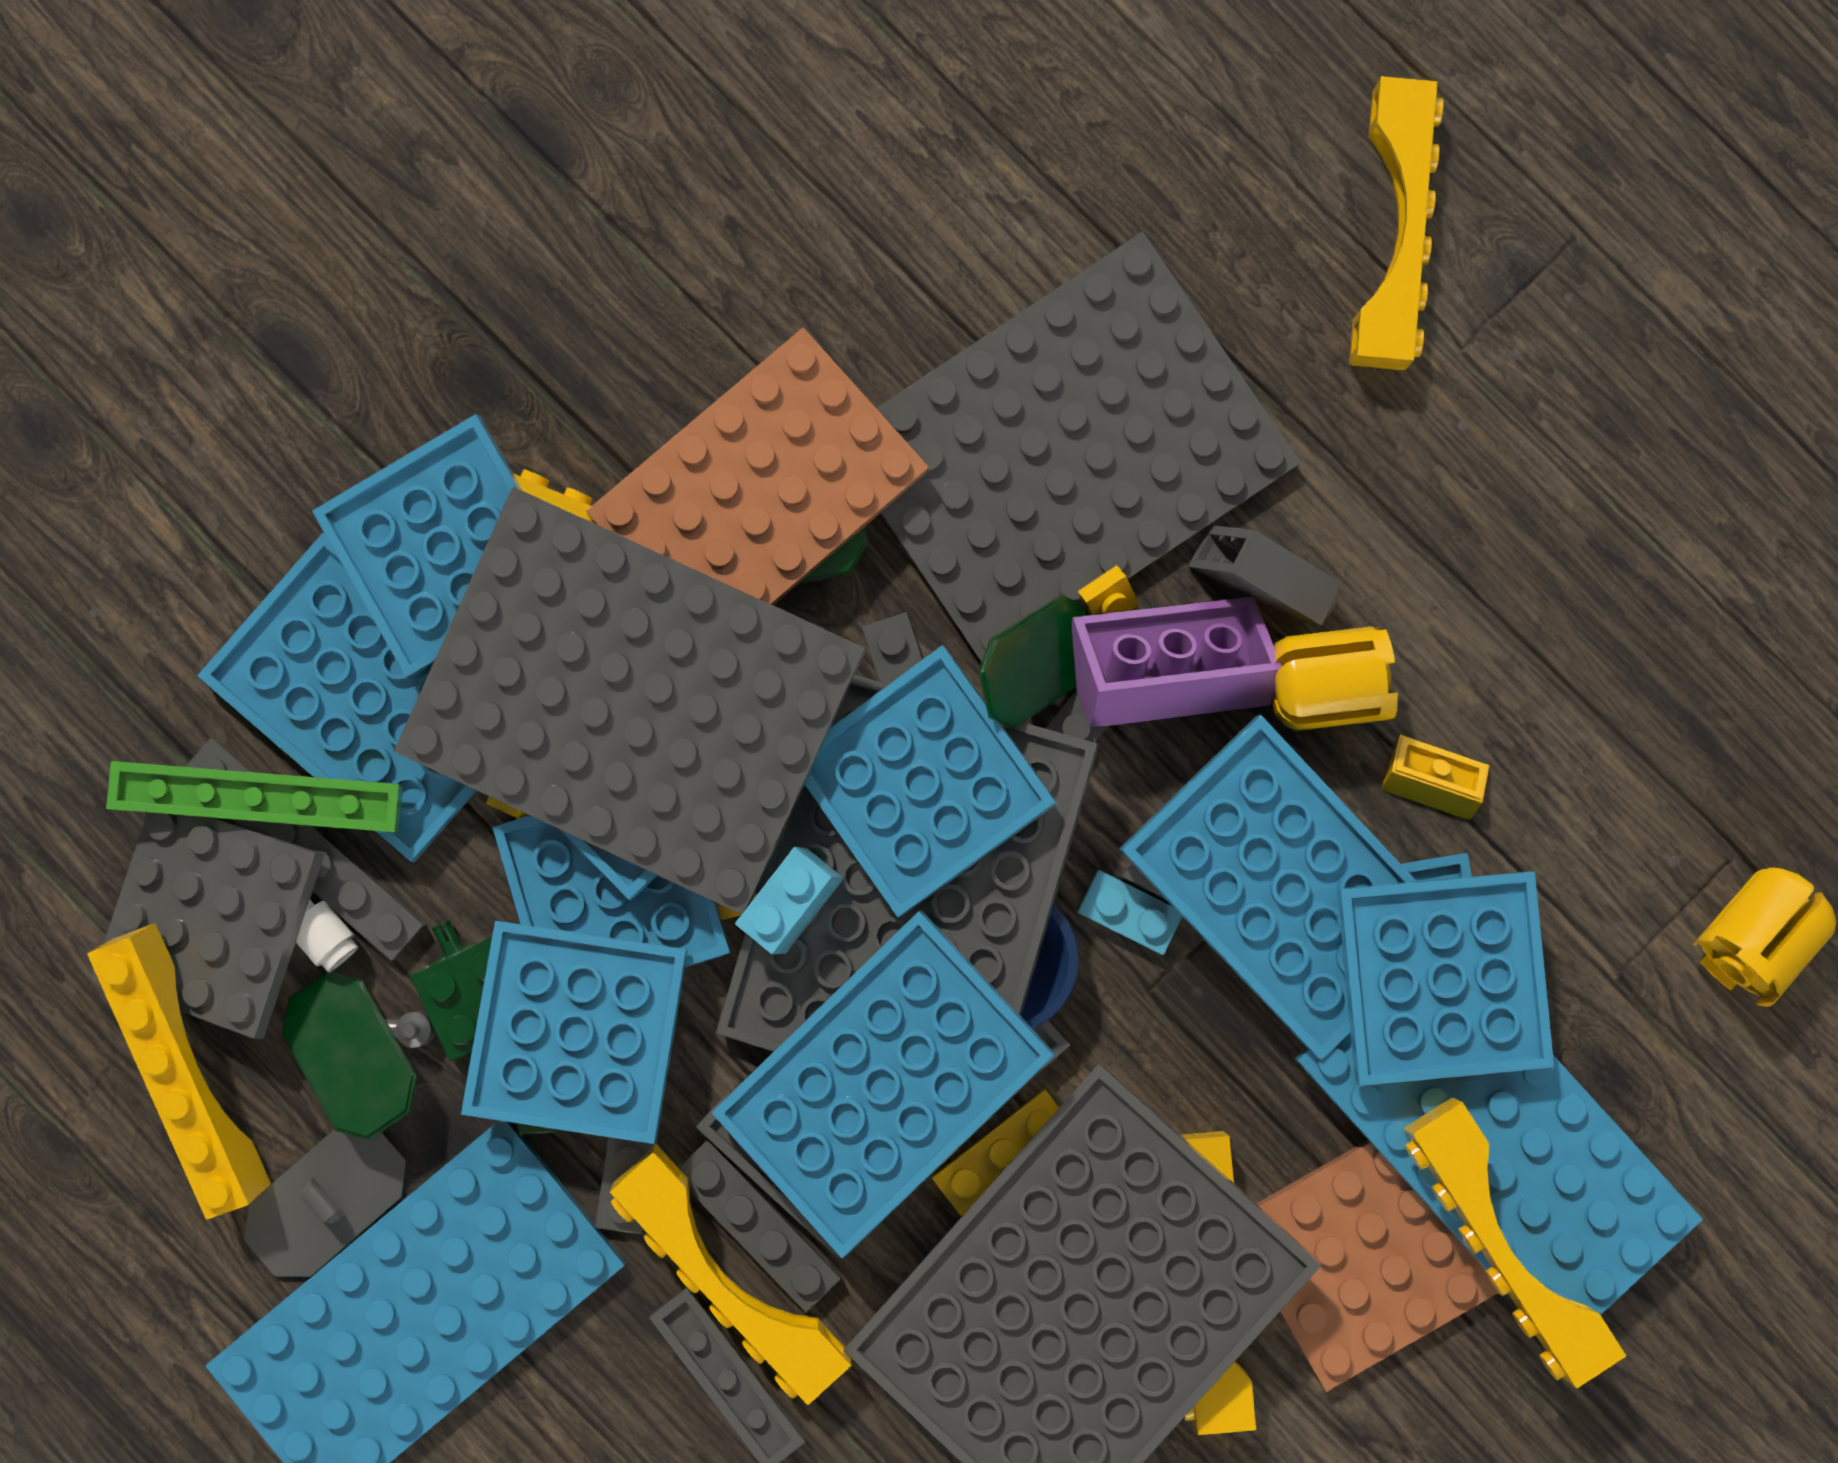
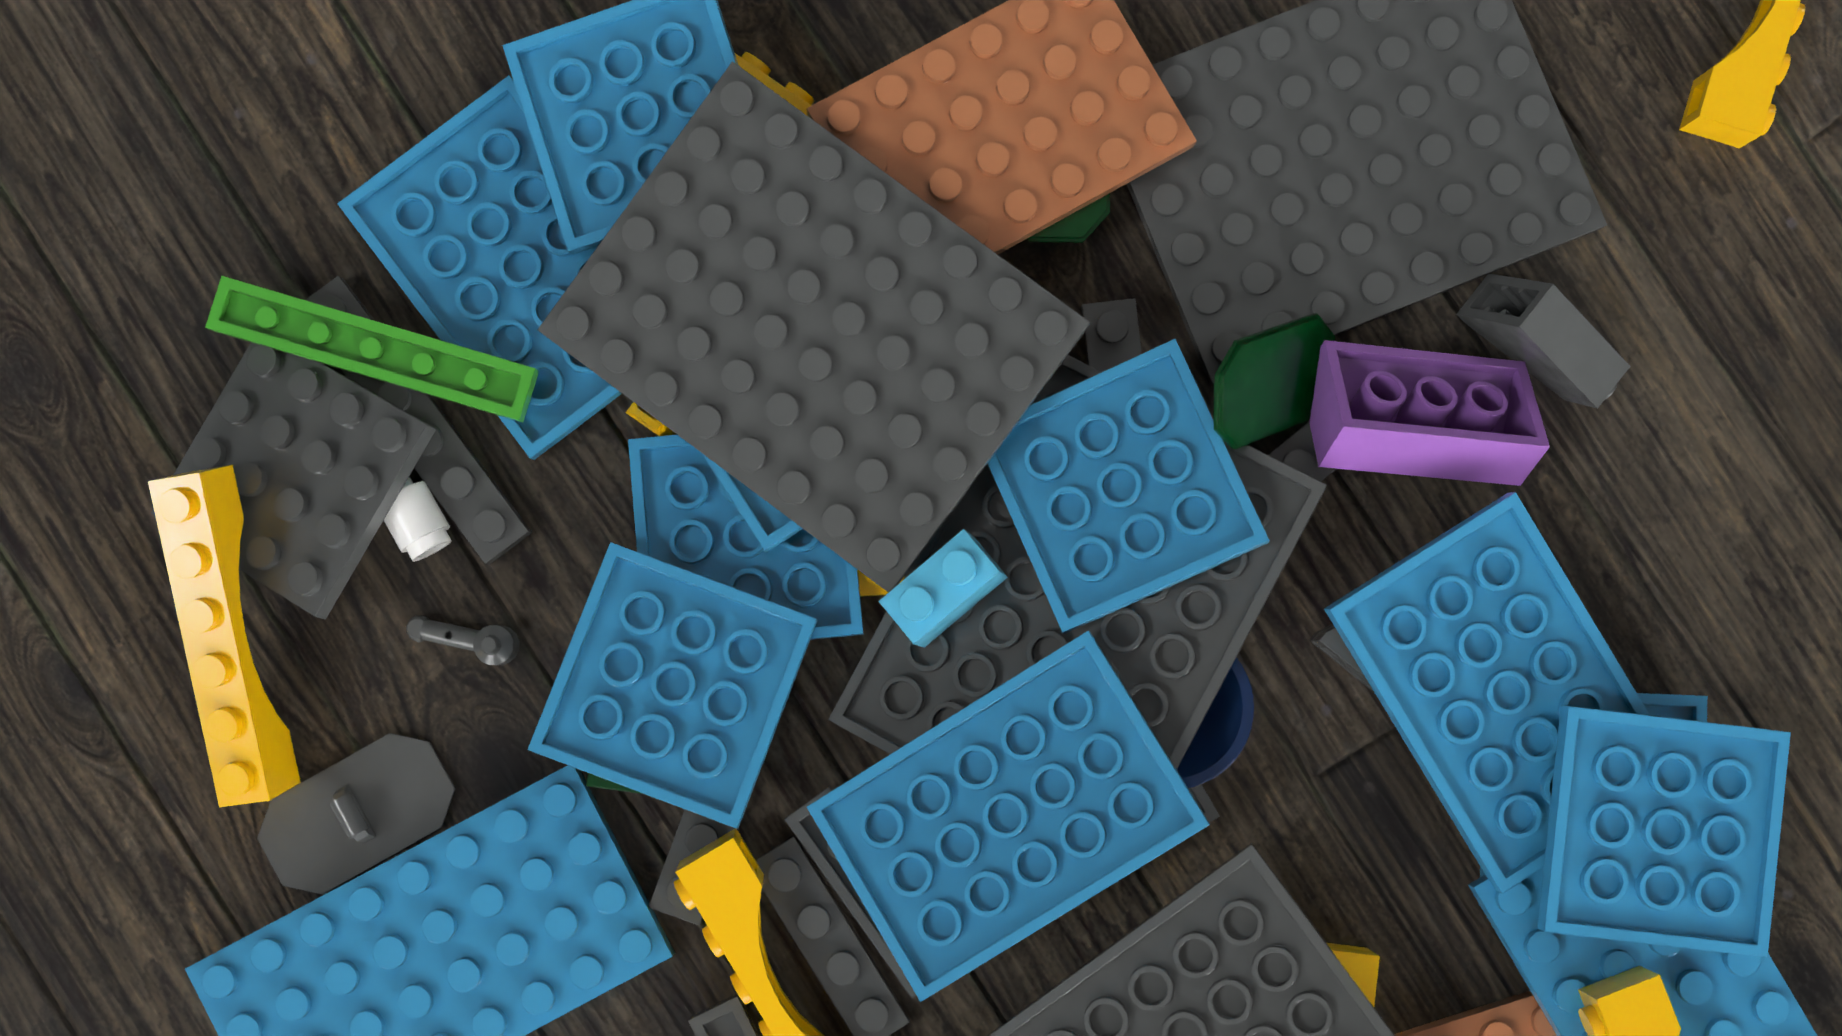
camera: 10 degrees right, 0 degrees up
(349, 1055) = (416, 658): dark green shield -> none
(453, 990) = (547, 611): dark green plate -> none
(981, 1163) = (1102, 921): yellow plate -> none
(1108, 594) = (1365, 323): yellow plate -> none
(1130, 912) = (1315, 683): medium azure plate -> none
(1334, 678) = (1603, 471): yellow cylinder -> none
(1436, 777) = (1685, 606): yellow slope -> none

